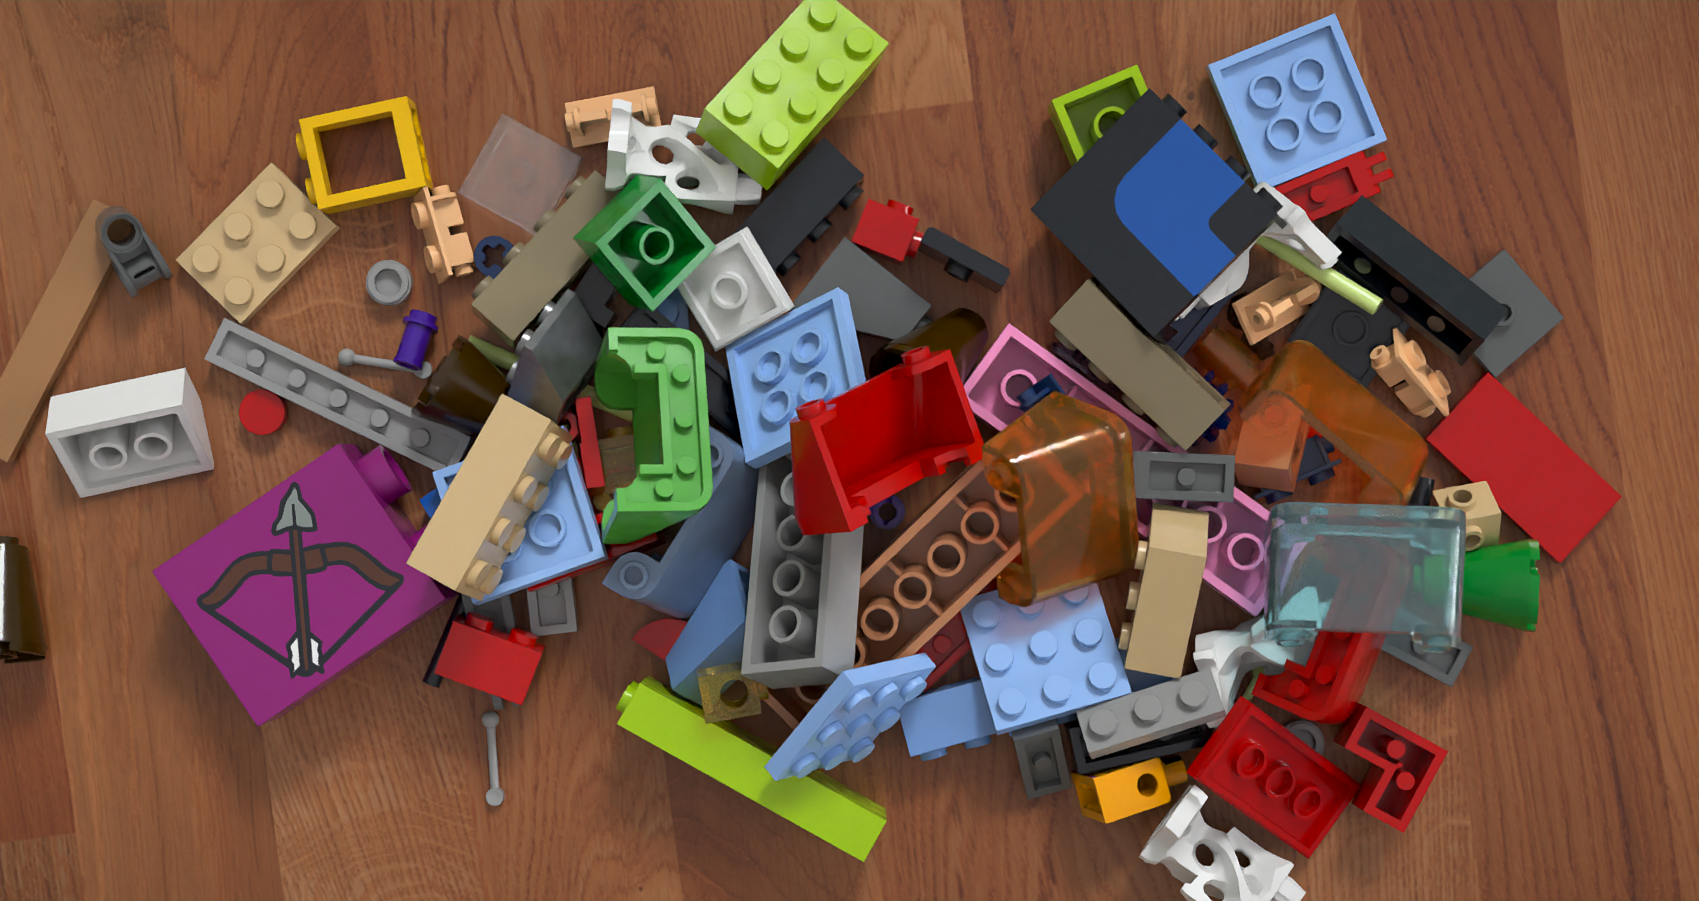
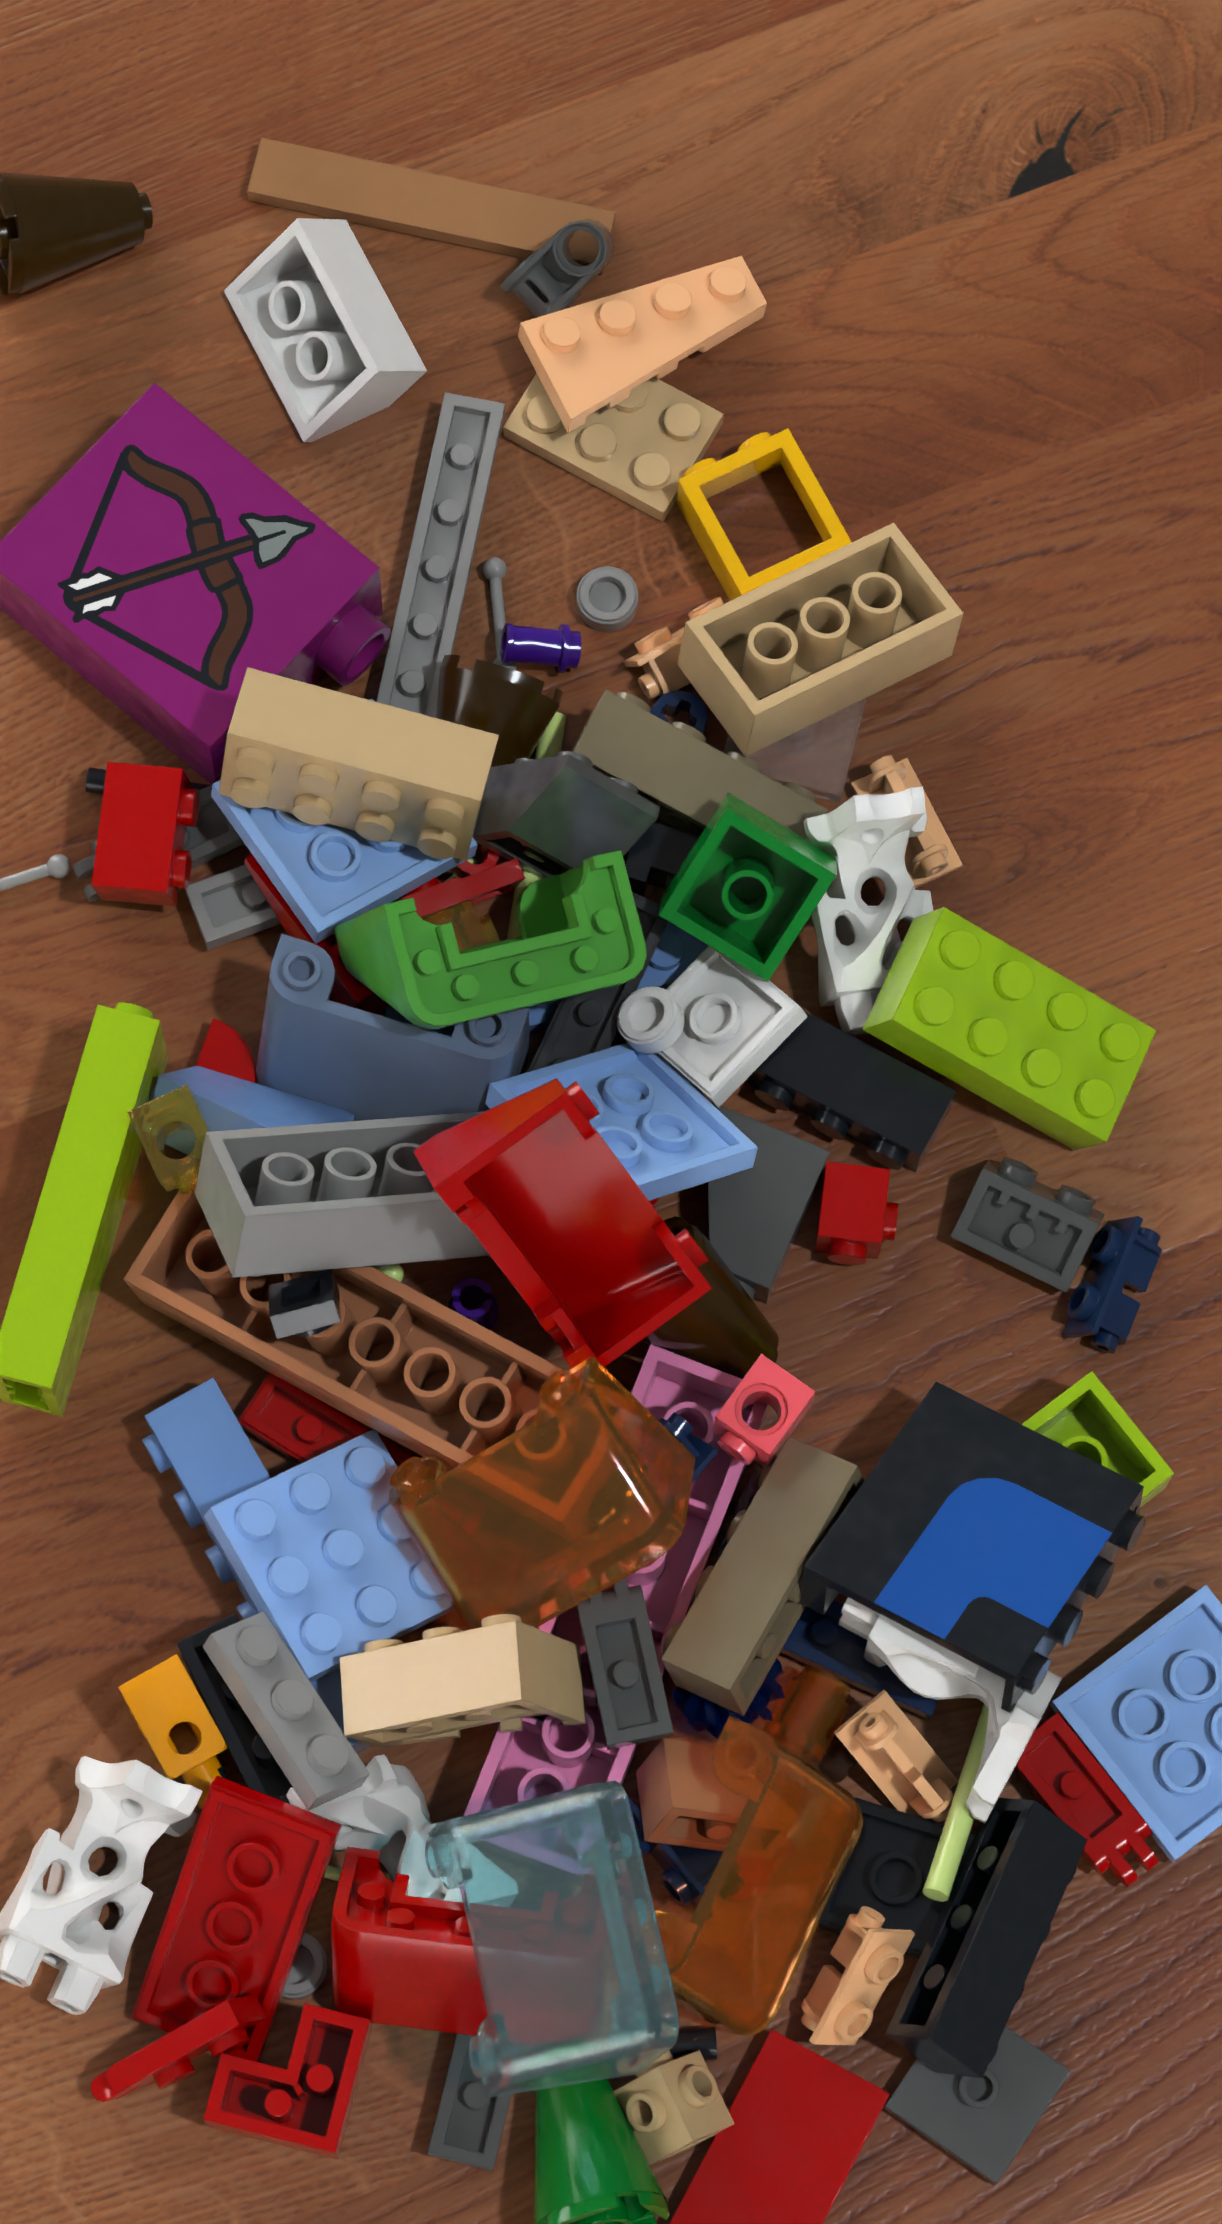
camera: 75 degrees right, 15 degrees down
(198, 224) = (617, 342): none -> light nougat wing
(263, 412) = (394, 484): red tile -> none
(467, 140) = (819, 639): none -> tan brick
(719, 335) = (650, 1020): none -> white tile
(851, 716) = (184, 1302): light blue plate -> none
(877, 633) = (304, 1304): none -> black plate
(924, 112) = (1028, 1222): none -> dark grey bracket
(963, 58) = (1120, 1257): none -> dark blue hinge
(963, 261) = (838, 1314): black plate -> none
(1030, 314) = (768, 1385): none -> coral brick
(1041, 759) = (184, 1596): dark grey plate -> none
(1347, 839) = (170, 2056): none -> red hinge

